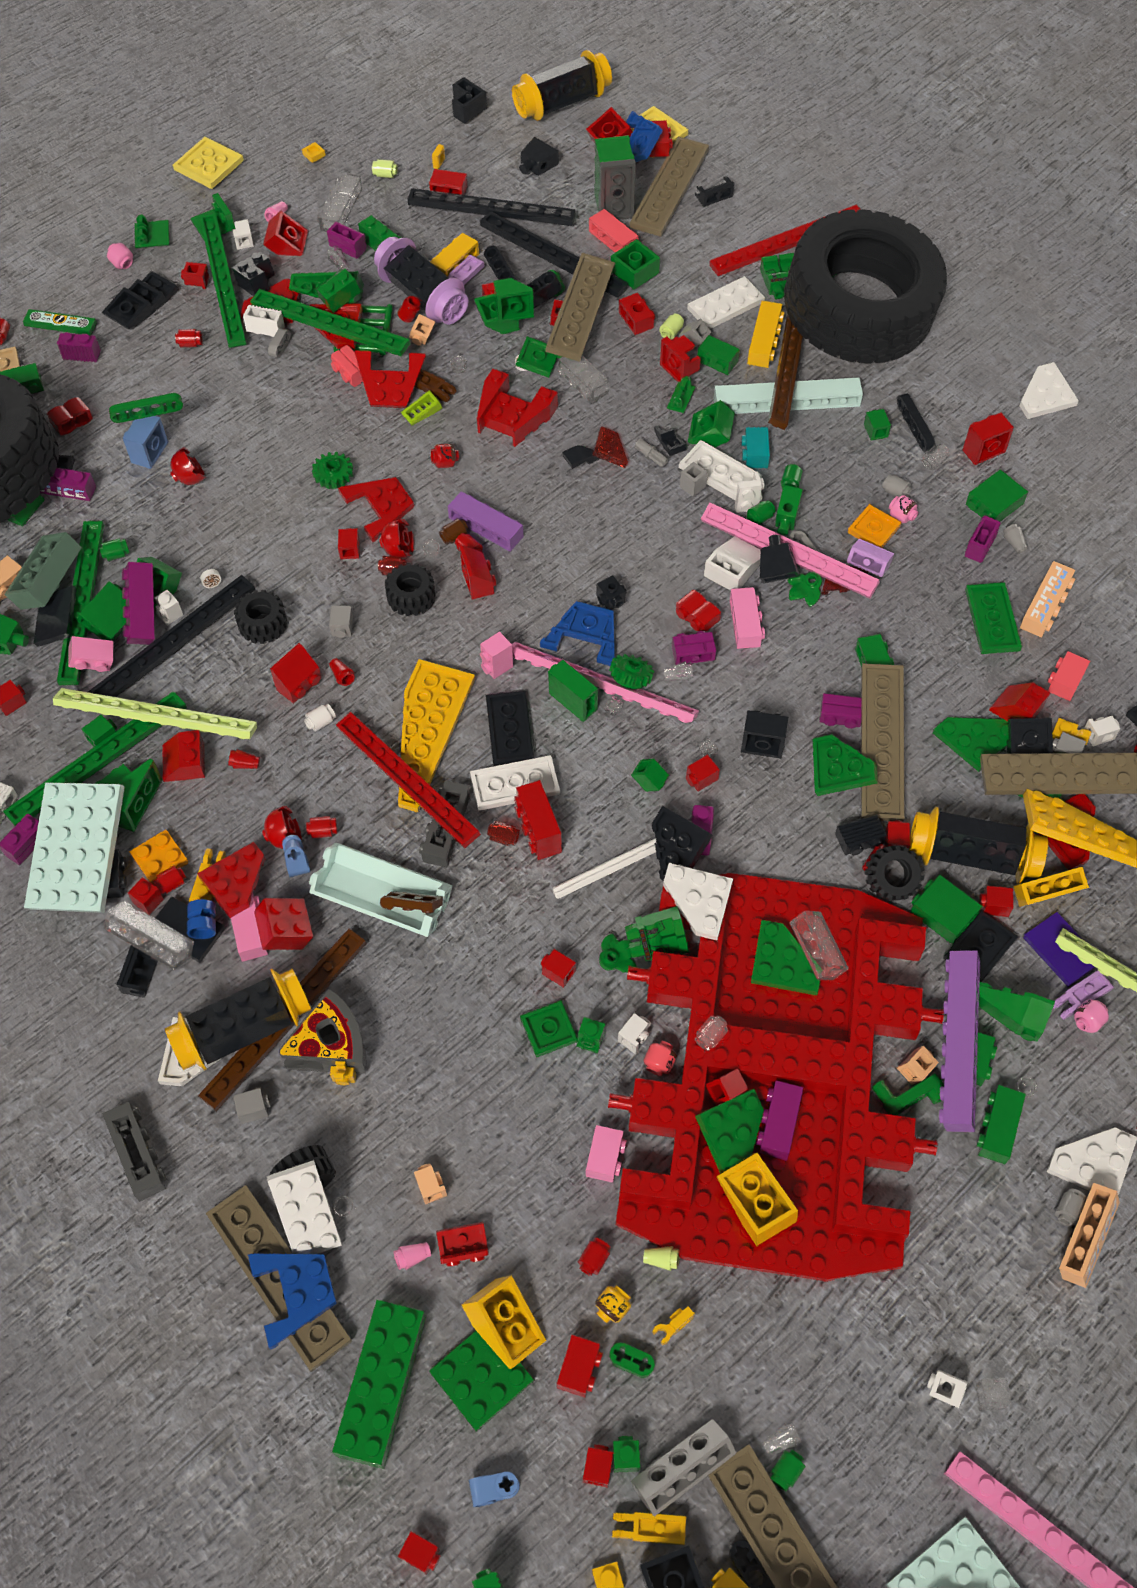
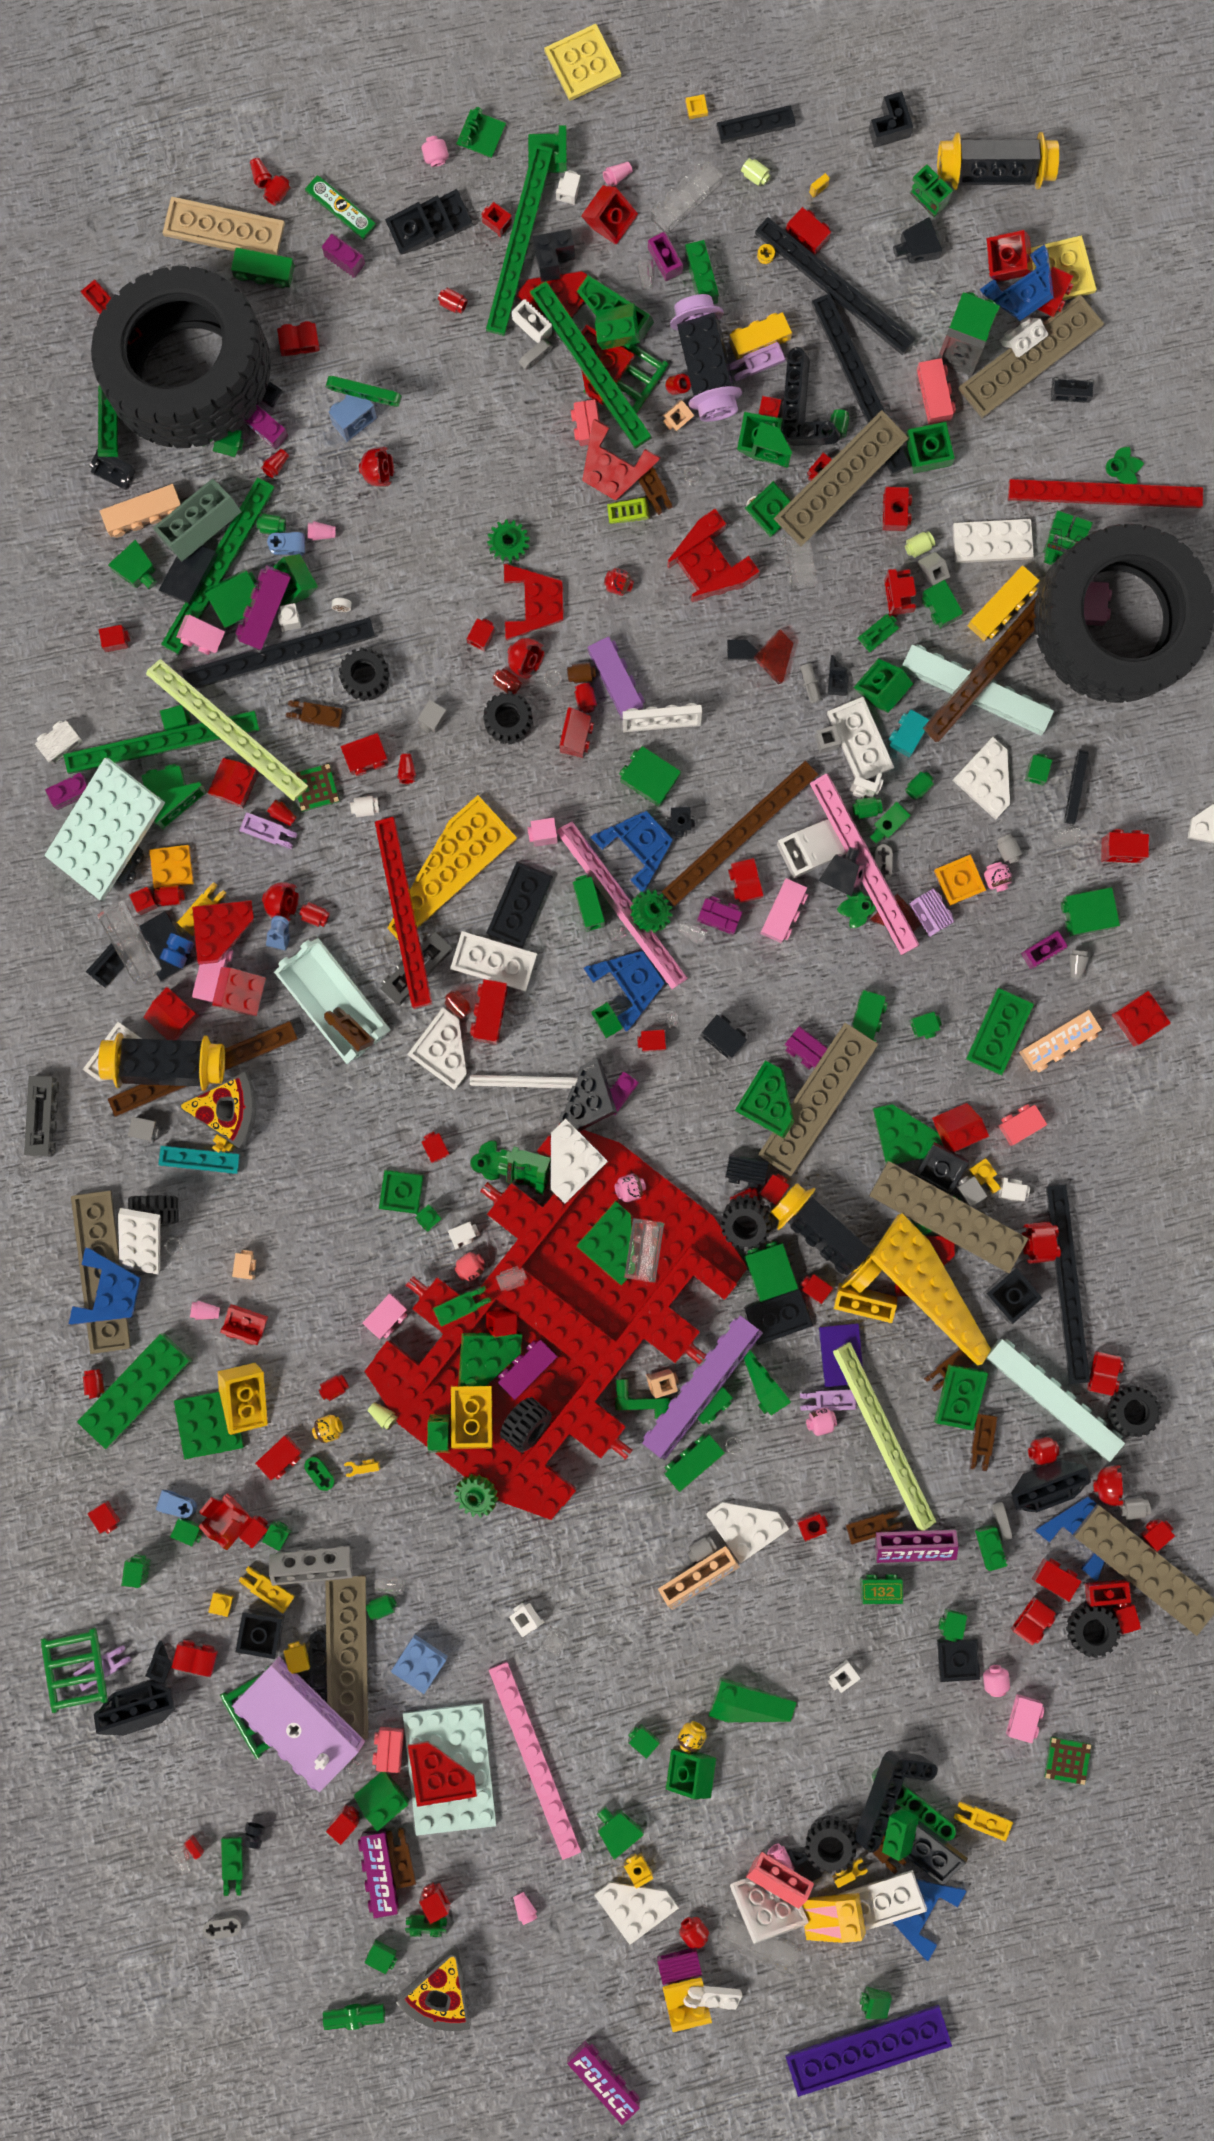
camera: 25 degrees right, 25 degrees up
(44, 508) = (229, 444): none -> green brick
(93, 508) = (274, 463): none -> red cone
(133, 552) = (289, 543): none -> medium blue piece
(160, 536) = (320, 531): none -> bright pink cone
(222, 978) = (170, 1015): none -> red slope
(231, 671) = (316, 714): none -> reddish brown hinge
(237, 781) = (266, 830): none -> lavender hinge
(270, 726) = (320, 789): none -> tile
(325, 1105) = (199, 1159): none -> teal plate
(328, 1402) = (93, 1383): none -> red brick
(365, 144) = (755, 124): none -> black plate
(424, 212) = (770, 250): none -> yellow bush
(512, 880) = (442, 1049): none -> white plate
(524, 120) = (929, 191): none -> green hips
(524, 1510) = (187, 1532): none -> green brick
(544, 526) = (662, 718): none -> white plate
(558, 1470) = (224, 1520): none -> red panel
(561, 575) = (649, 775): none -> green brick
(651, 731) = (636, 979): none -> blue wing
(656, 173) = (1024, 336): none -> white bracket
(667, 583) = (739, 833): none -> reddish brown plate
(676, 1089) = (459, 1307): none -> green hinge
(735, 1237) = (438, 1433): none -> green torso
(767, 900) = (630, 1188): none -> bright pink head
(788, 218) = (1126, 466): none -> green plate
(816, 1294) = (476, 1495): none -> green gear
(817, 1169) = (525, 1424): none -> black tyre
(841, 451) = (987, 778): none -> white plate
(869, 1510) = (419, 1664): none -> medium blue brick
(928, 643) = (926, 1025): none -> green brick
(1098, 550) = (1141, 1018): none -> red brick

